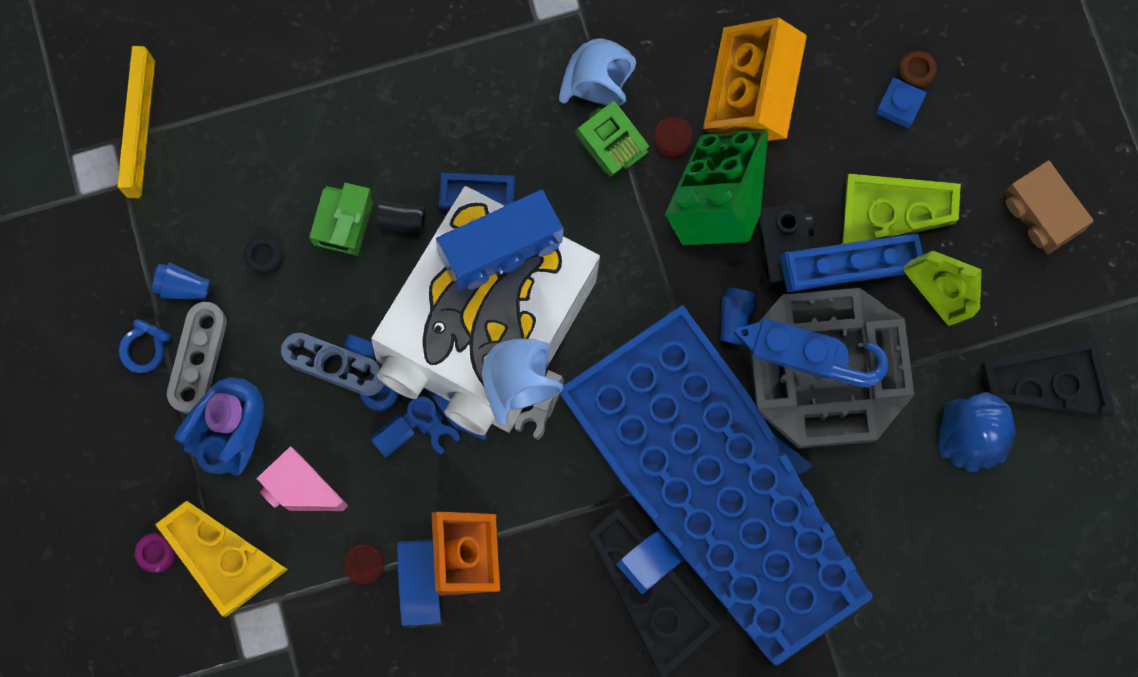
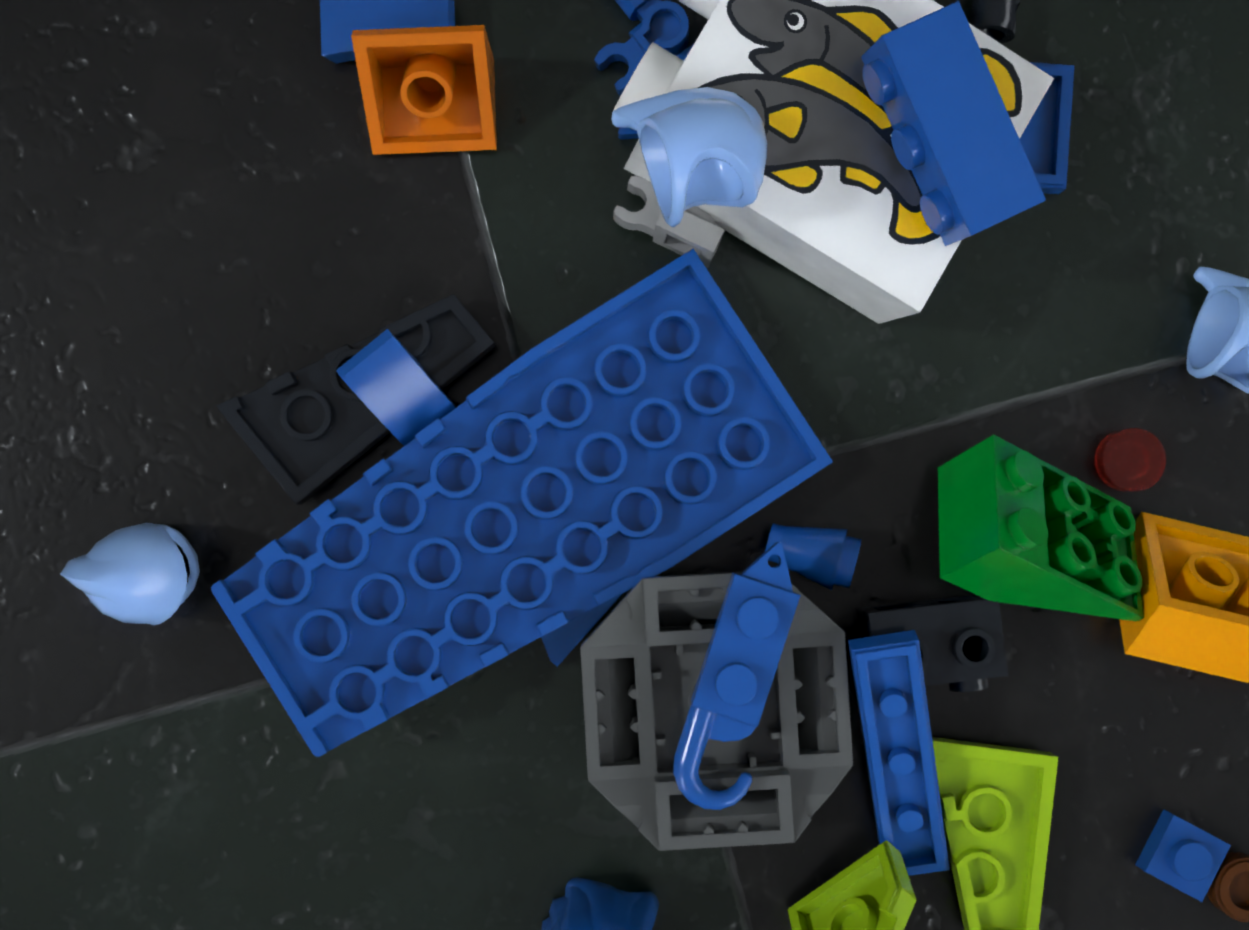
camera: 85 degrees right, 10 degrees up
(612, 139) = (1130, 351): bright green piece -> none

